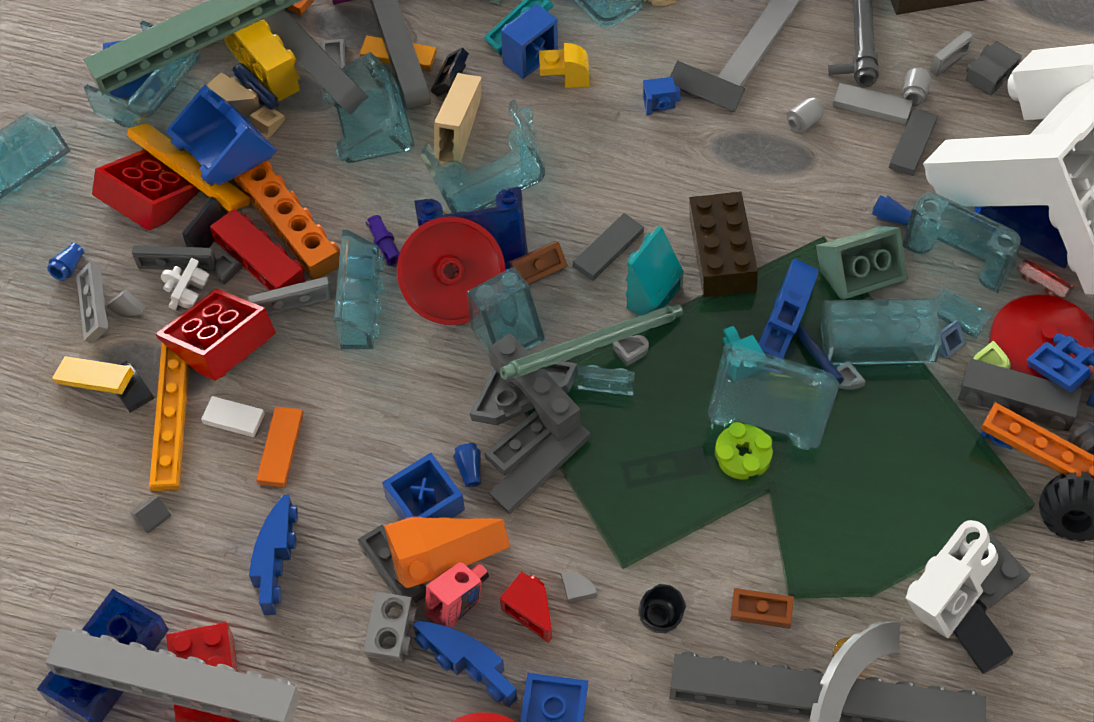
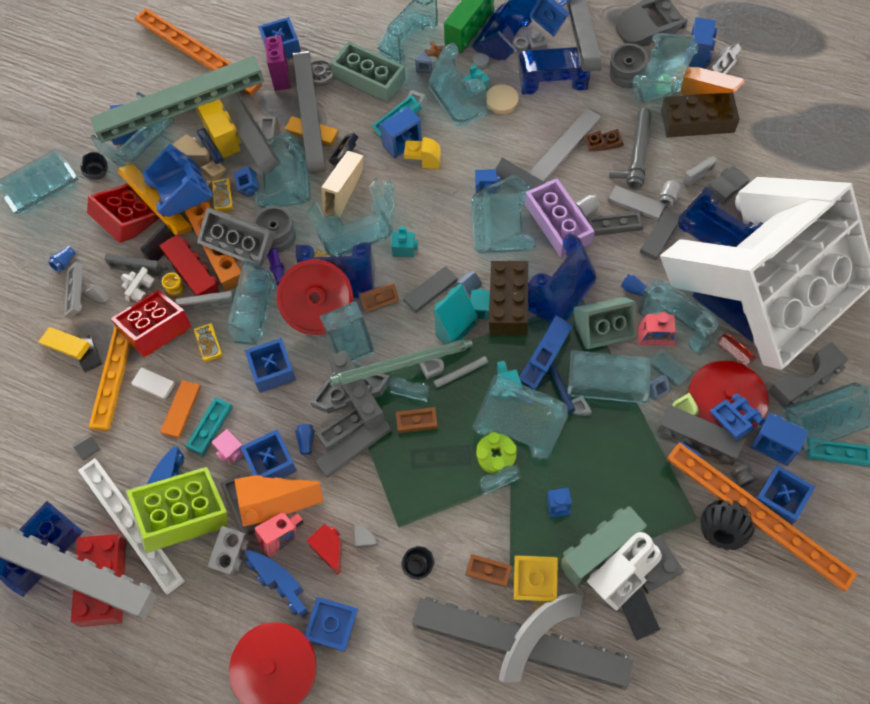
camera: 10 degrees right, 5 degrees up
(91, 129) = (94, 166): none -> black hair
(238, 278) = (173, 284): none -> yellow wheel
(239, 613) = (121, 513): none -> white plate
(287, 155) = (222, 195): none -> tile
(303, 352) = (208, 343): none -> tile
(305, 578) = (177, 509): none -> lime slope
(318, 128) = (246, 181): none -> blue brick
(321, 201) = (235, 237): none -> dark grey slope
(325, 466) = (209, 426): none -> teal tile
(361, 489) = (228, 447): none -> bright pink brick
(372, 187) = (279, 221): none -> dark grey wheel
(402, 370) = (270, 365): none -> blue brick
(560, 188) = (403, 243): none -> teal brick
(624, 419) = (416, 420): none -> dark orange plate
(667, 224) = (470, 282): none -> sand blue slope
(673, 350) = (460, 372): none -> light grey bar
(685, 141) = (498, 217): none -> clear light blue windscreen
(686, 253) = (480, 300): none -> teal brick
(763, 479) = (505, 476): none -> clear light blue plate
(771, 132) = (557, 215): none -> lavender brick
(798, 224) = (566, 287): none -> clear blue windscreen
(811, 28) = (606, 141): none -> reddish brown slope
(829, 608) = (535, 578): none -> yellow plate
(844, 503) = (559, 502): none -> blue brick
(847, 134) = (616, 223): none -> dark grey tile
(908, 554) = (596, 548): none -> sand green brick
(934, 264) = (657, 330): none -> coral torso
(975, 115) = (712, 224): none -> clear blue windscreen

